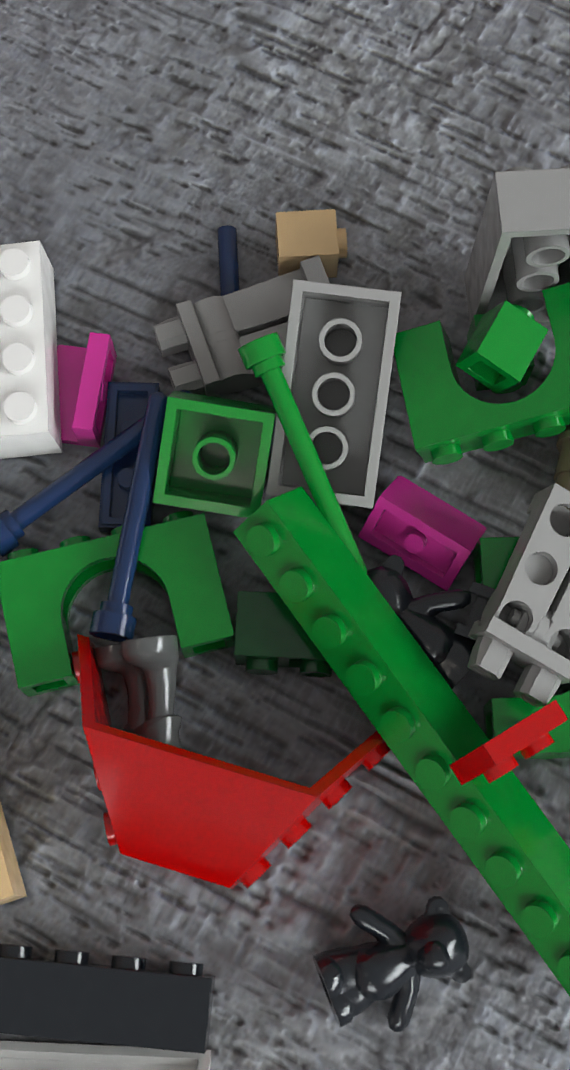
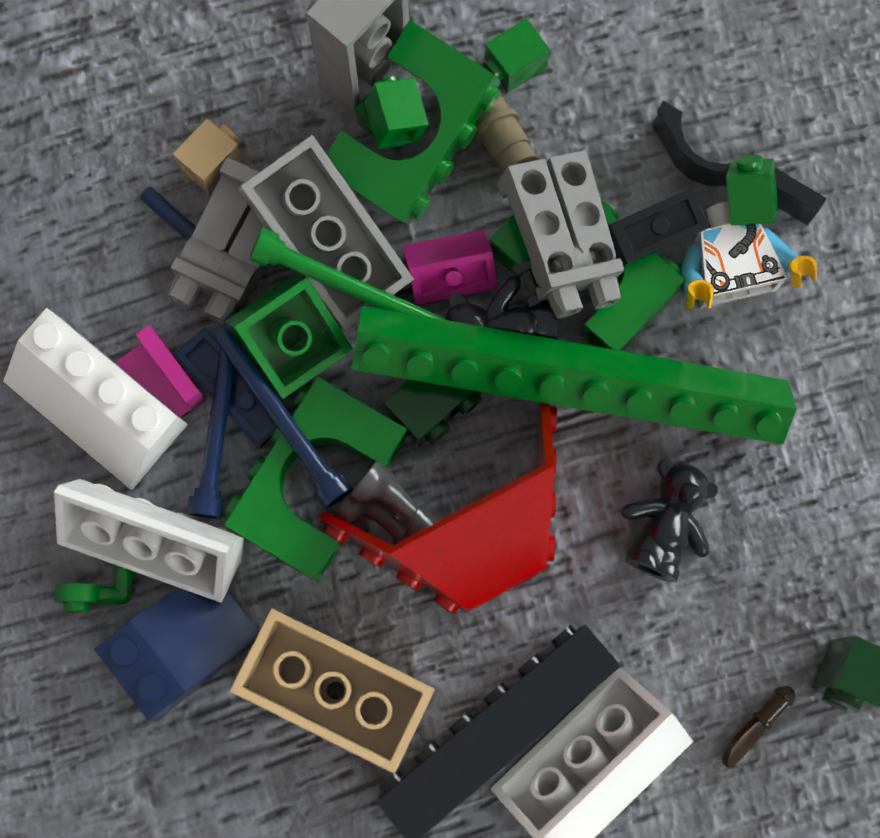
camera: 45 degrees left, 5 degrees up
(496, 755) = (625, 327): red plate -> none

